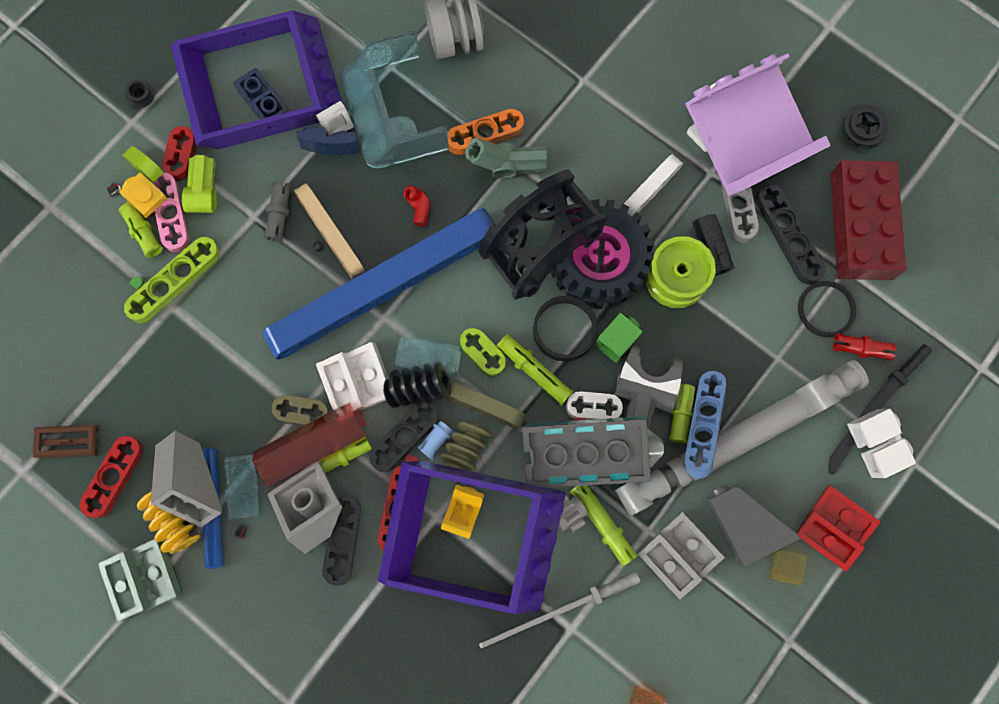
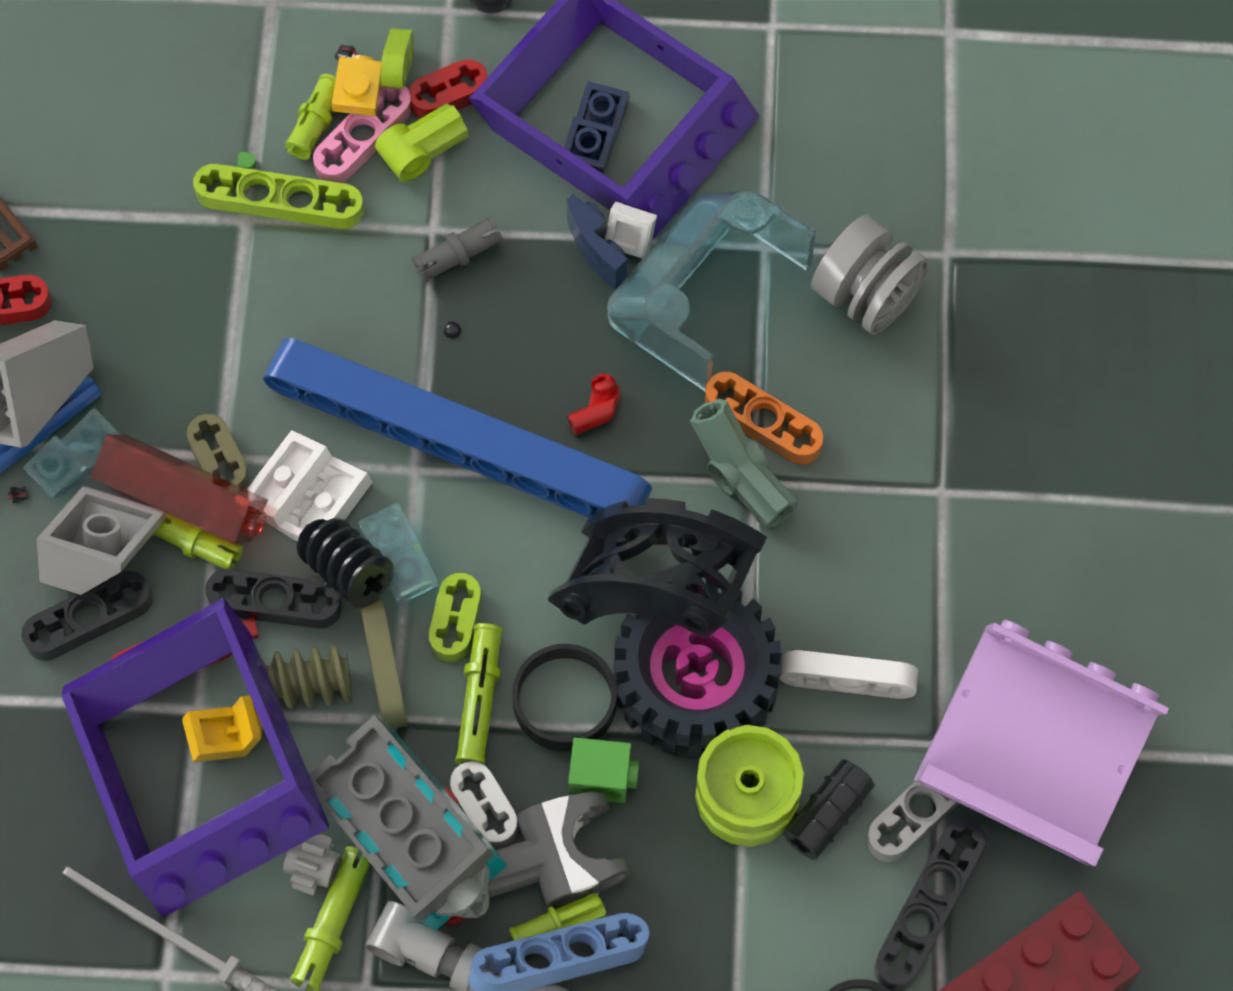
camera: 60 degrees right, 10 degrees down
(329, 231) = (476, 325): tan beam -> none
(436, 439) = (295, 636): light blue pin -> none
(870, 116) = (1176, 883): black gear -> none

